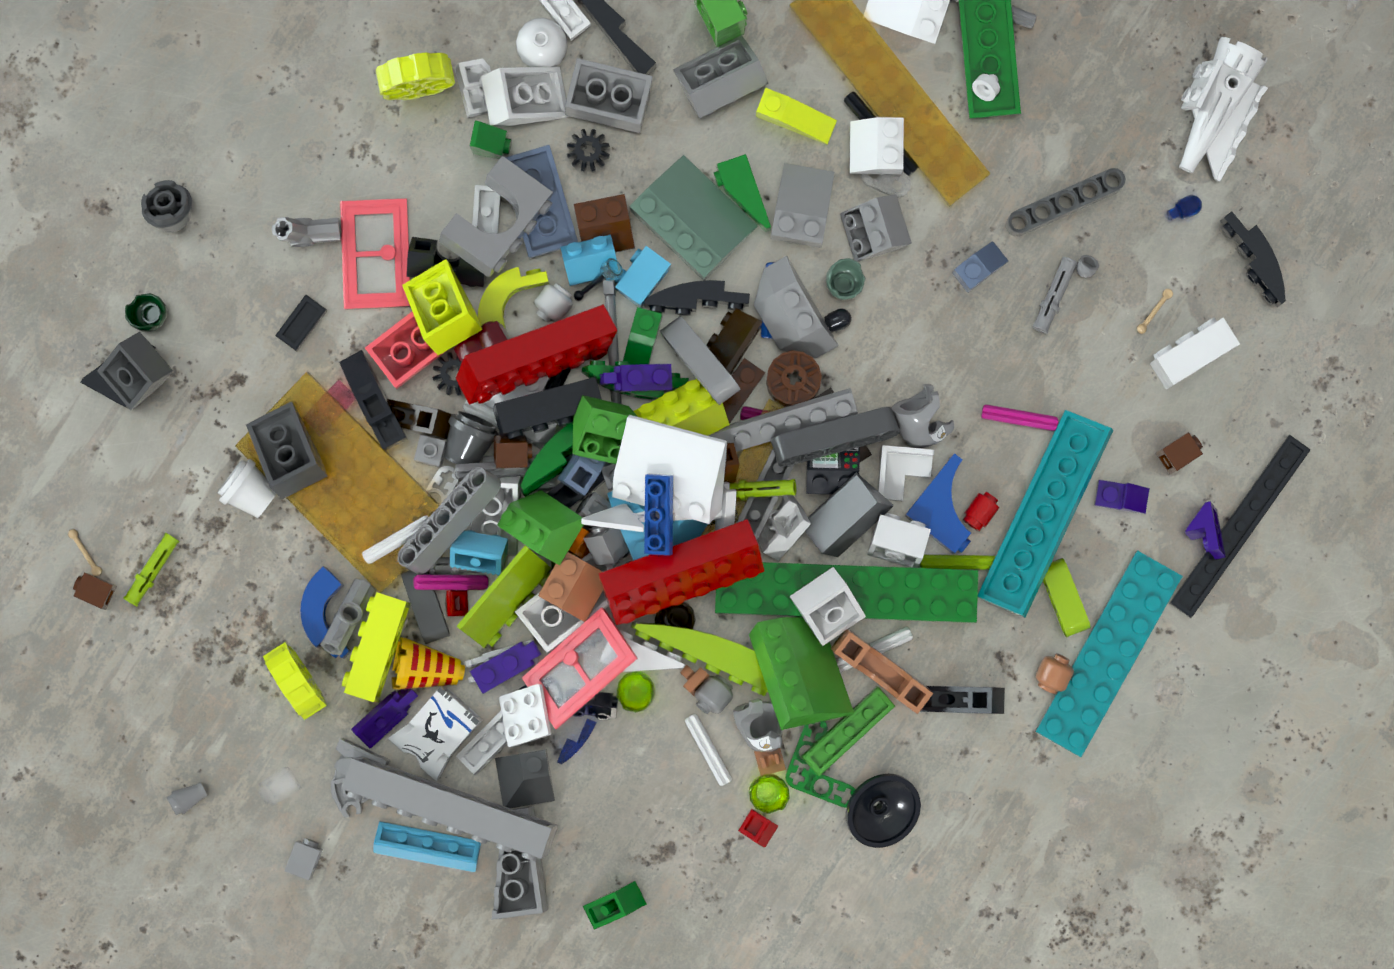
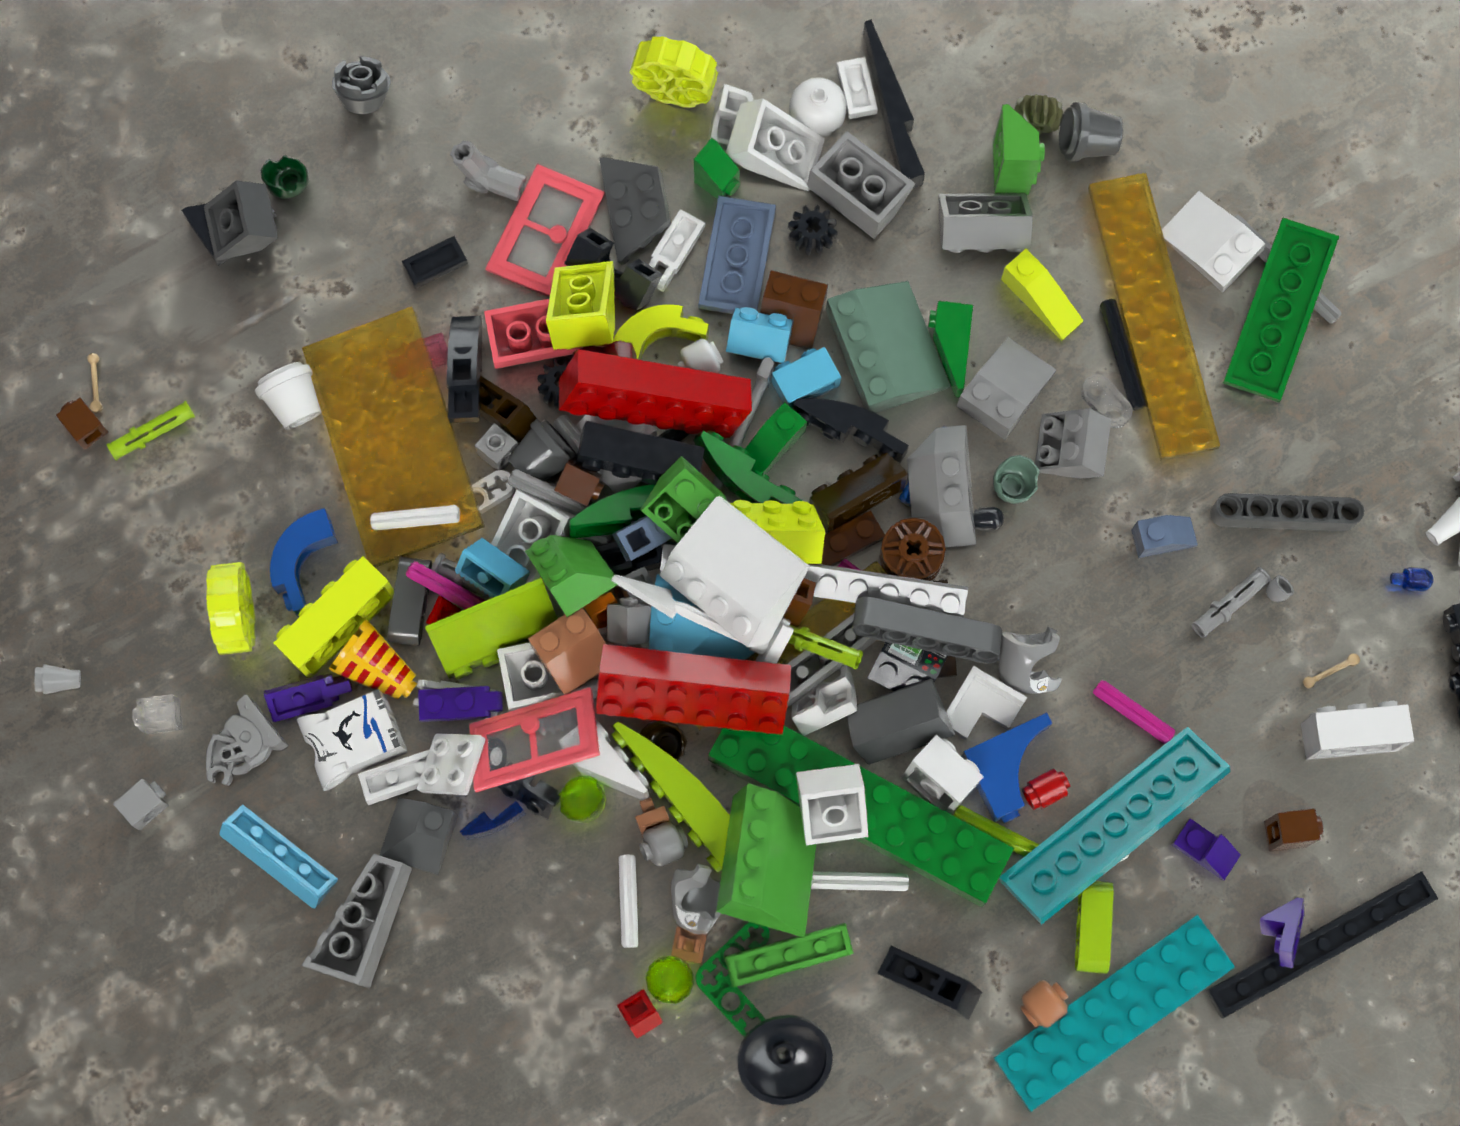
camera: 25 degrees right, 10 degrees down
(286, 451) = (348, 374): dark grey slope -> none
(341, 628) = (308, 579): light grey piece -> none
(434, 194) = (634, 204): none -> dark grey wing
(449, 520) = (477, 520): light grey beam -> none
(449, 807) = (319, 818): light grey brick -> none
(489, 250) = (662, 271): light grey arch -> none
(609, 271) = (773, 352): clear light blue hinge -> none
(615, 905) = (443, 1018): green slope -> none
(639, 377) = (750, 471): dark purple hinge -> none
(658, 498) = (706, 594): blue tile -> none
(700, 360) = (823, 483): light grey beam -> none
(876, 146) = (1114, 360): white slope -> none
(882, 670) = (857, 905): nougat arch -> none
(986, 86) = (1257, 354): white tile -> none

